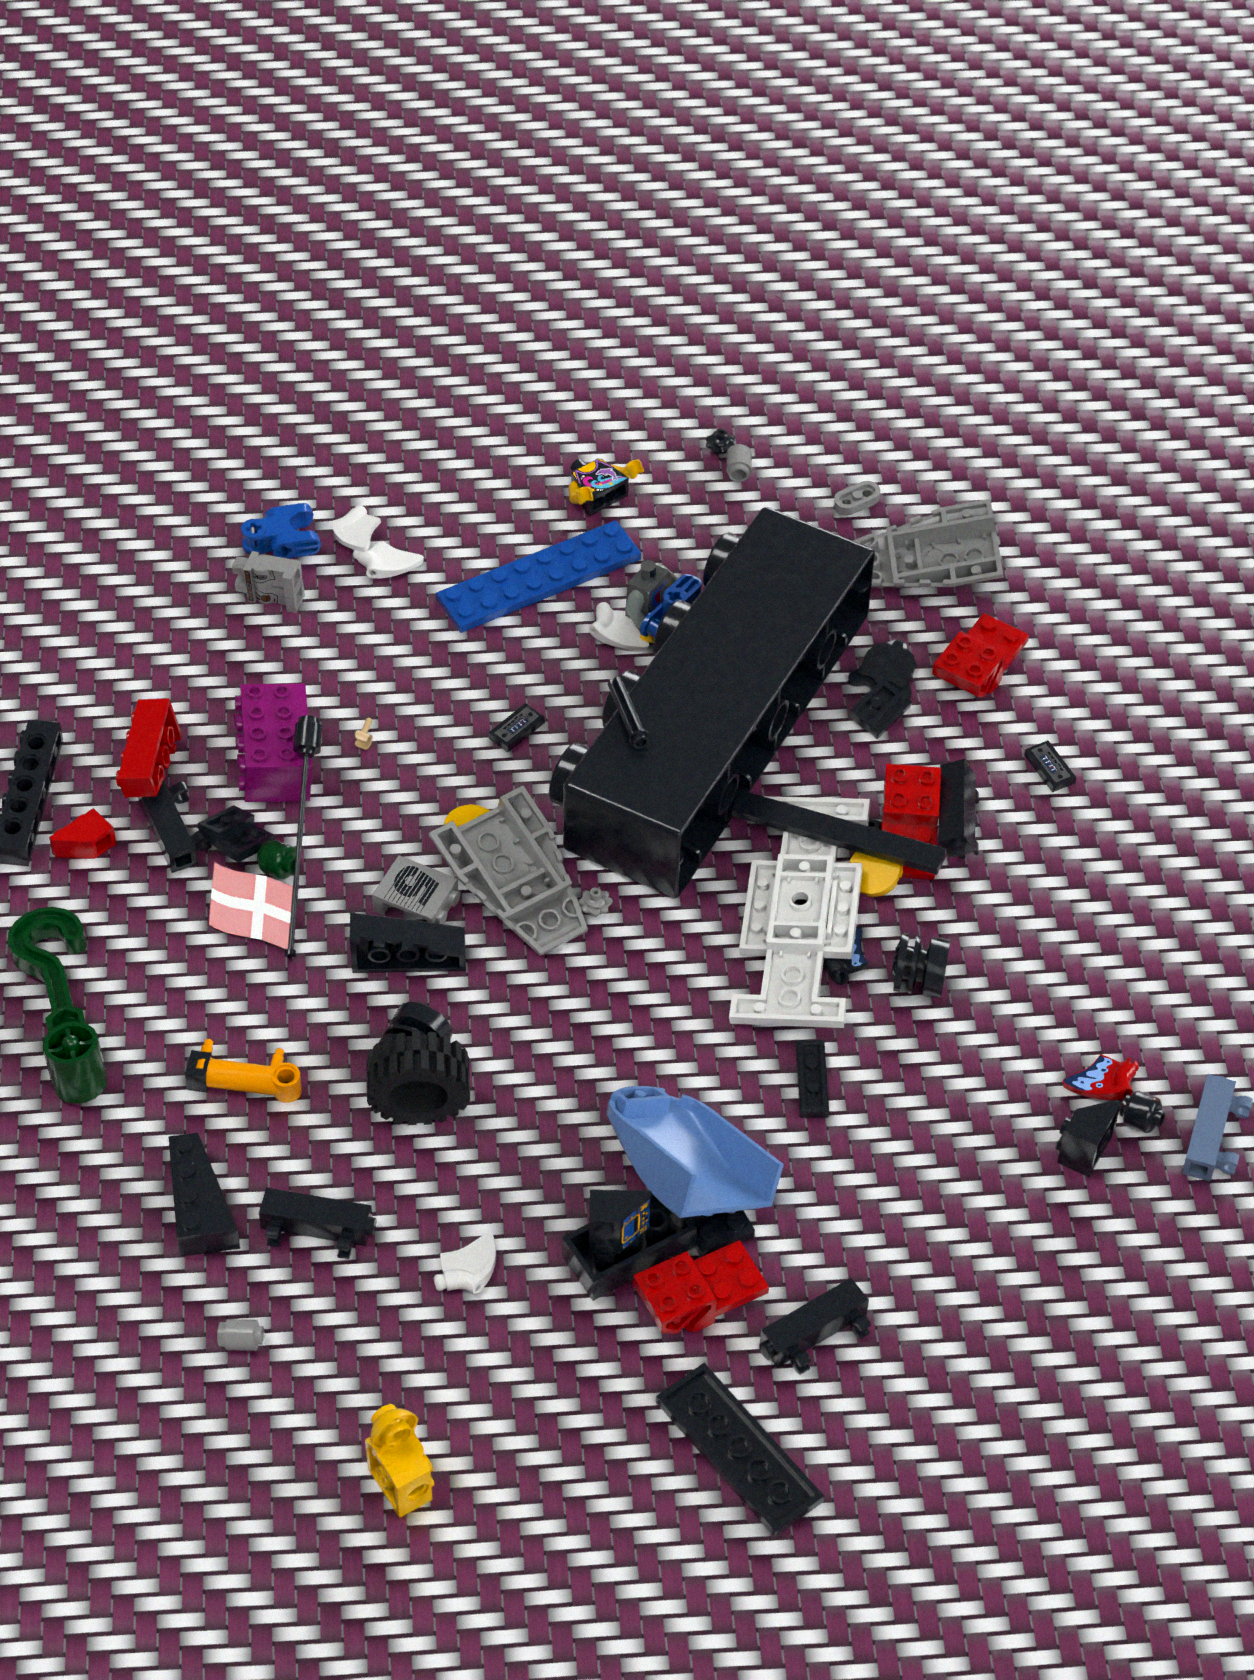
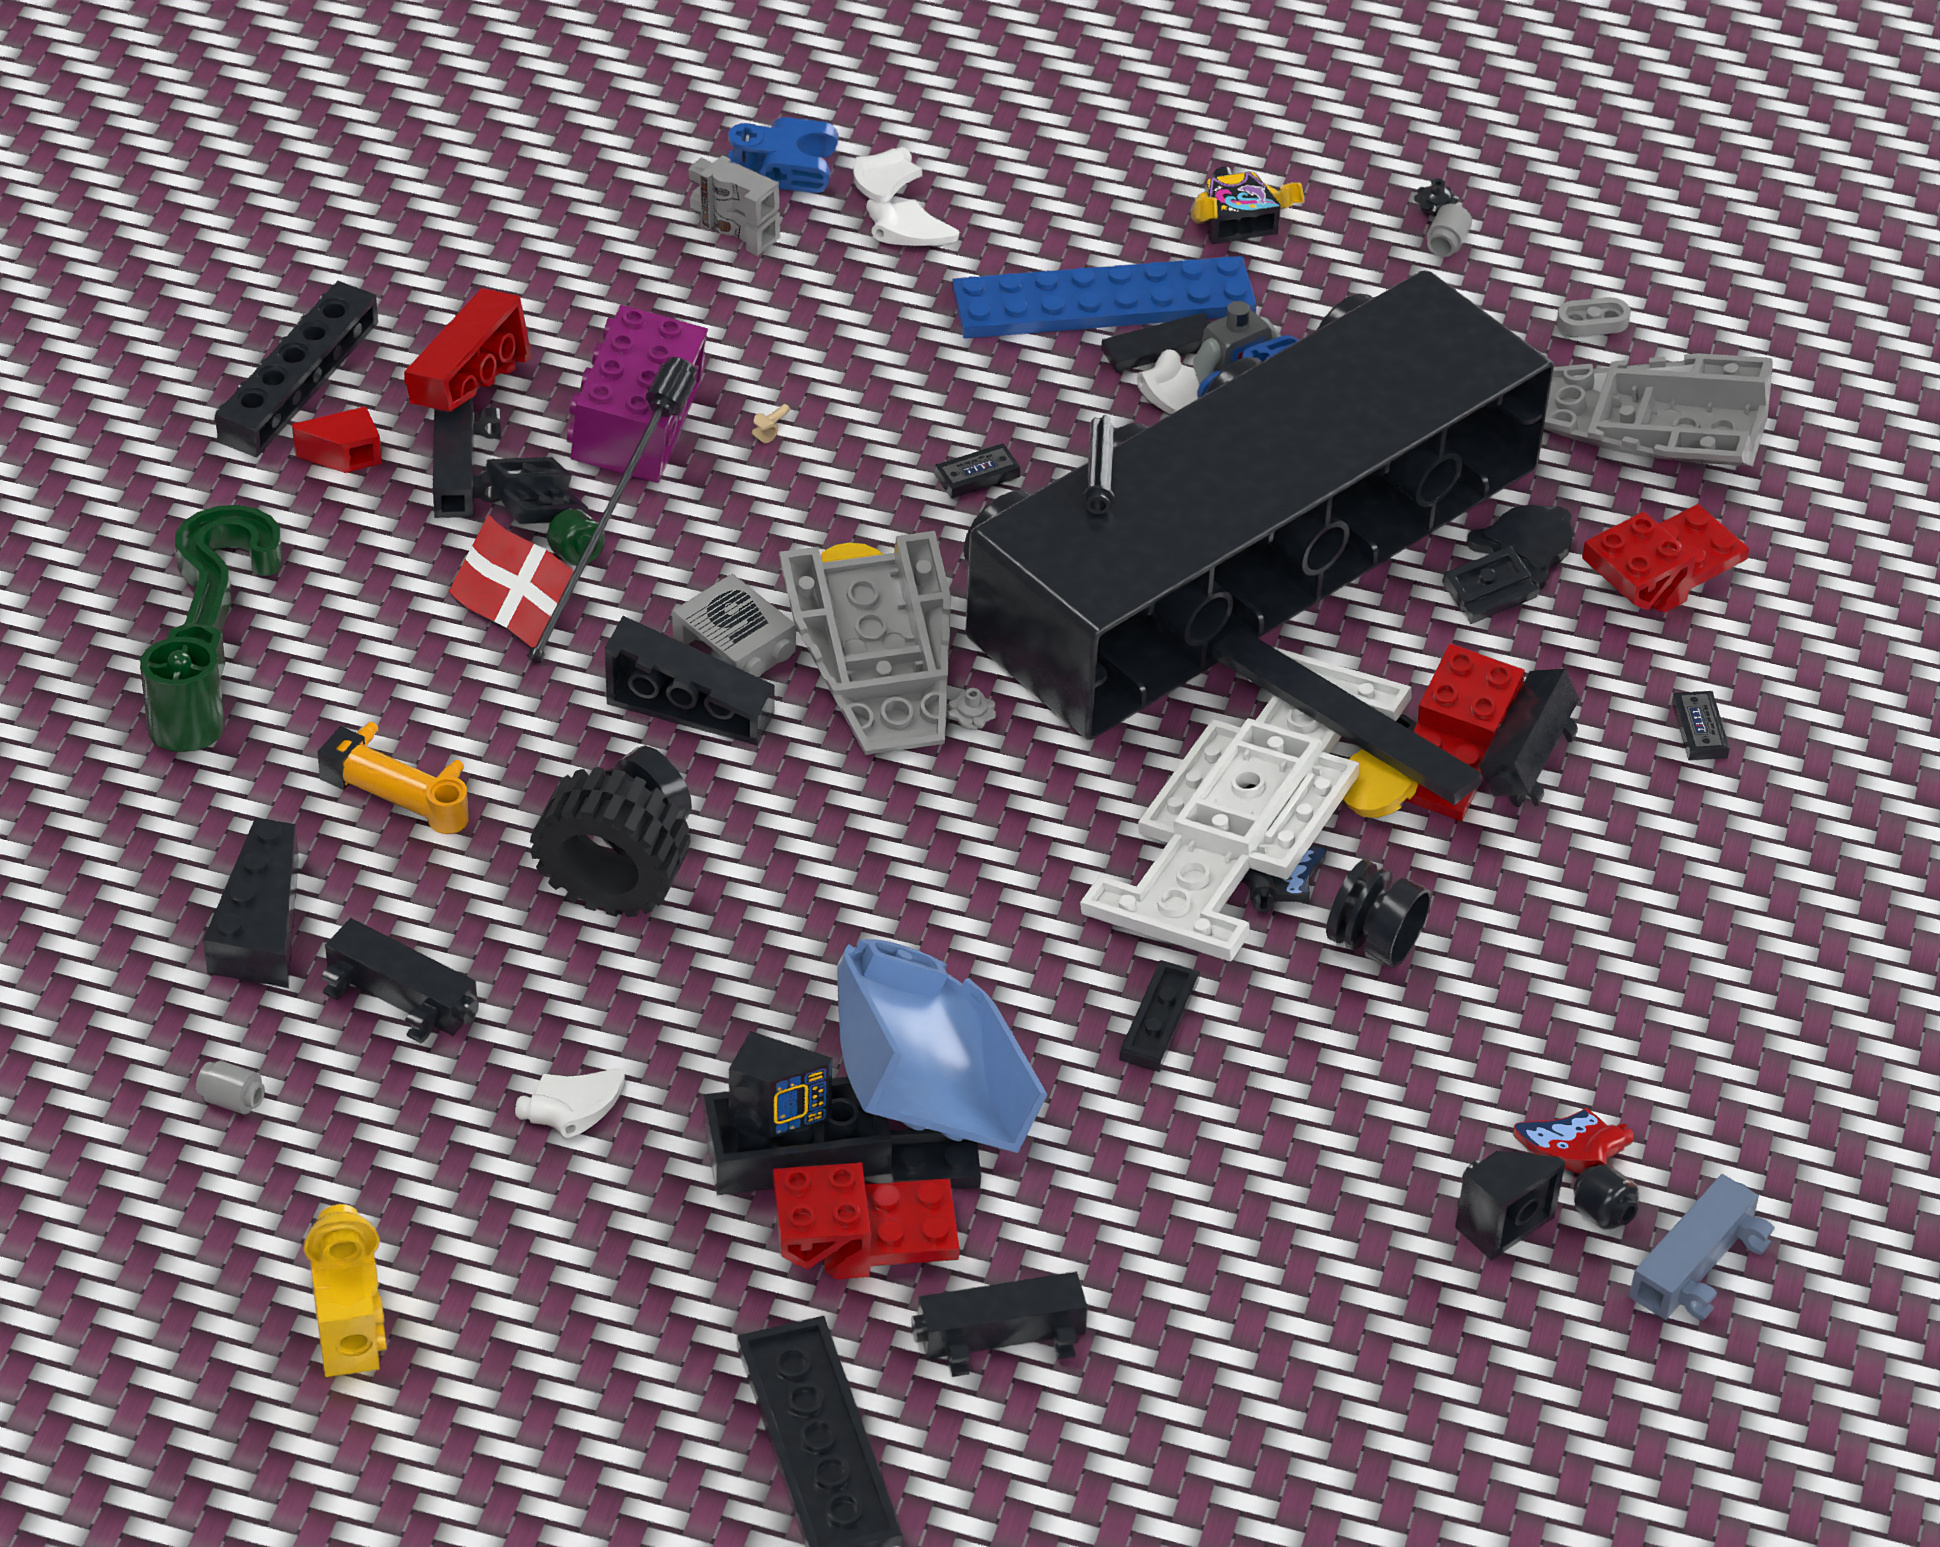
camera: 20 degrees right, 5 degrees down
(585, 600) = (1147, 344): none -> black tile

